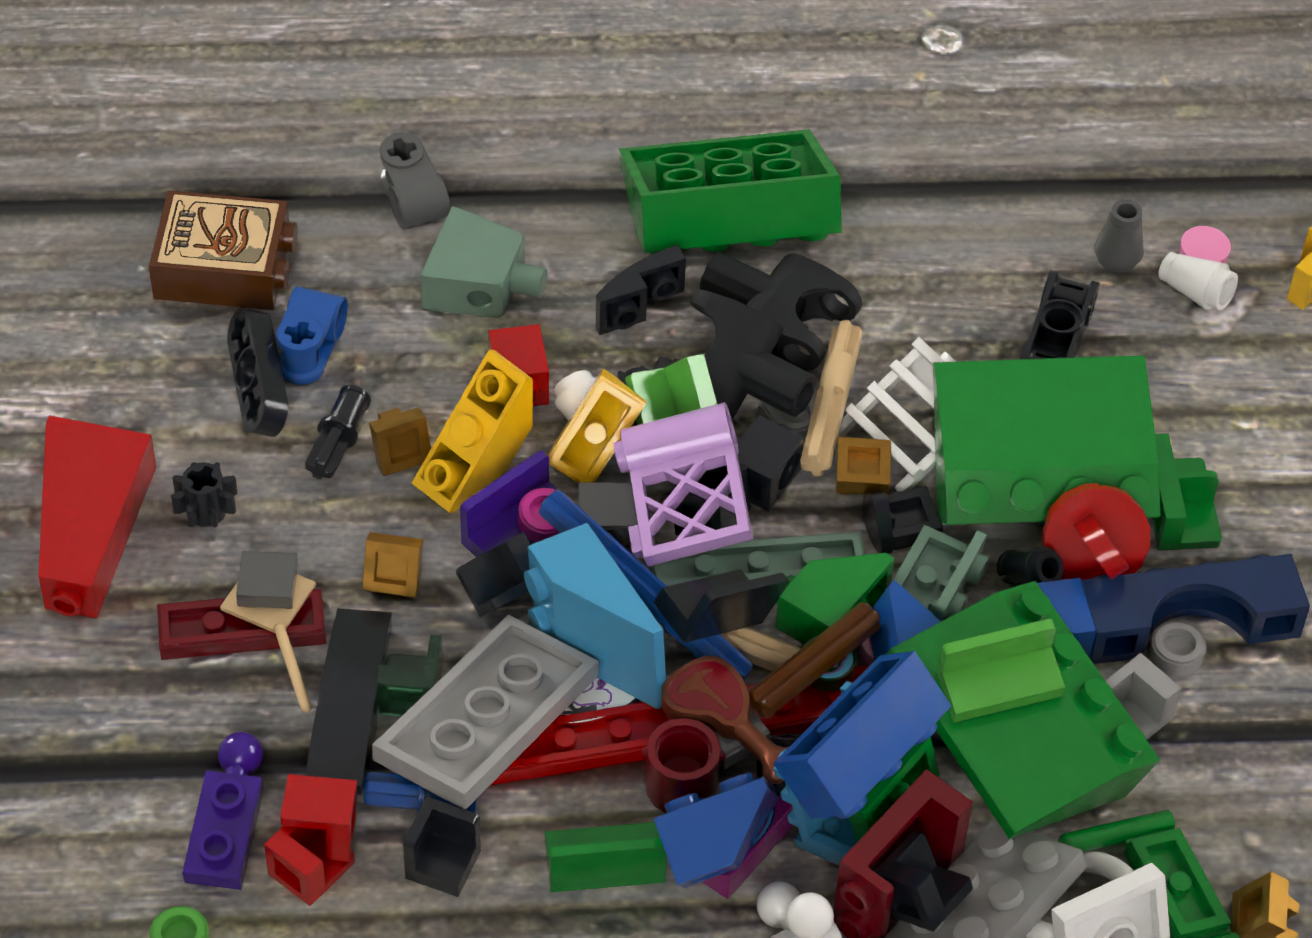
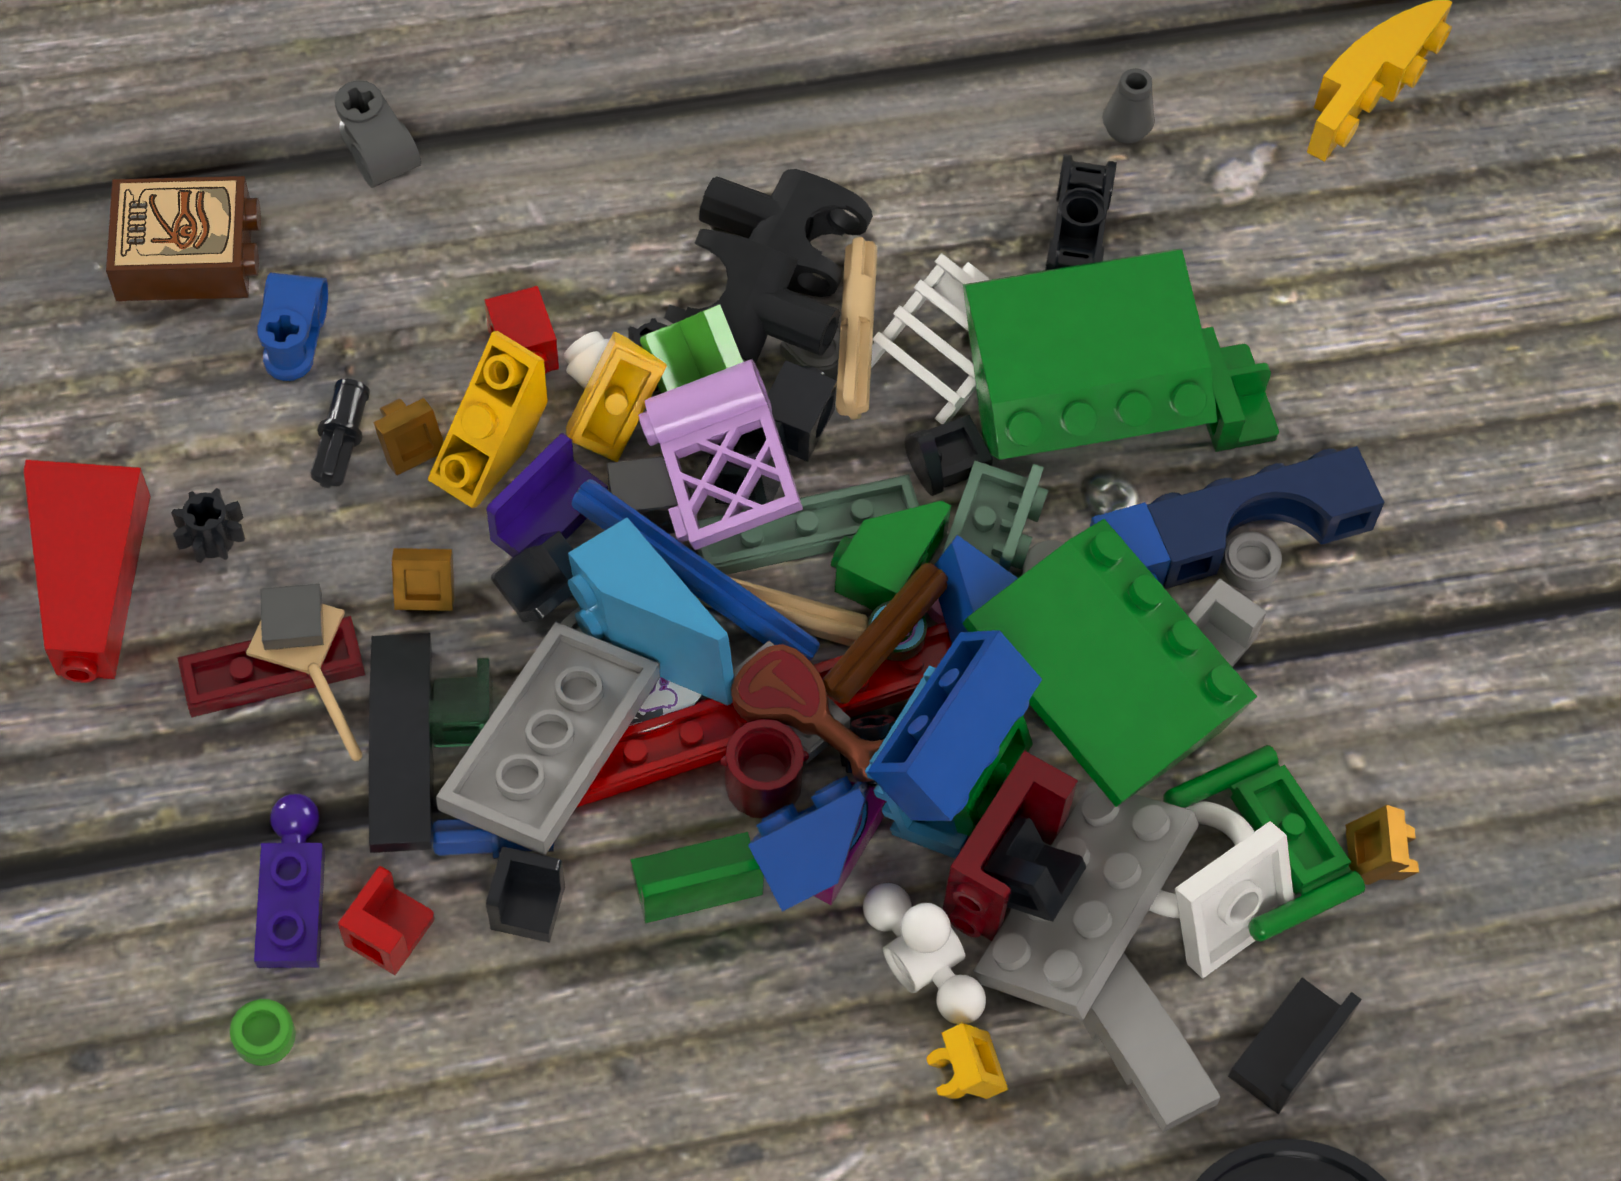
camera: 10 degrees left, 10 degrees up
(257, 372) = (243, 376): black beam -> none
(323, 805) = (392, 872): red panel -> none
(477, 268) = (460, 225): sand green torso -> none
(529, 518) = (560, 499): dark pink tile -> none
(626, 296) = (623, 240): black slope -> none
(719, 603) = (774, 583): black panel -> none
(732, 191) = (715, 102): green slope -> none
(863, 465) = (902, 402): pearl gold tile -> none
(1000, 670) = (1086, 632): bright green panel -> none
(1036, 565) = (1096, 494): black pin -> none
(1097, 532) = (1154, 451): red tile -> none
(1200, 279) = (1216, 143): white cone -> none
(1205, 243) = (1216, 108): bright pink tile -> none

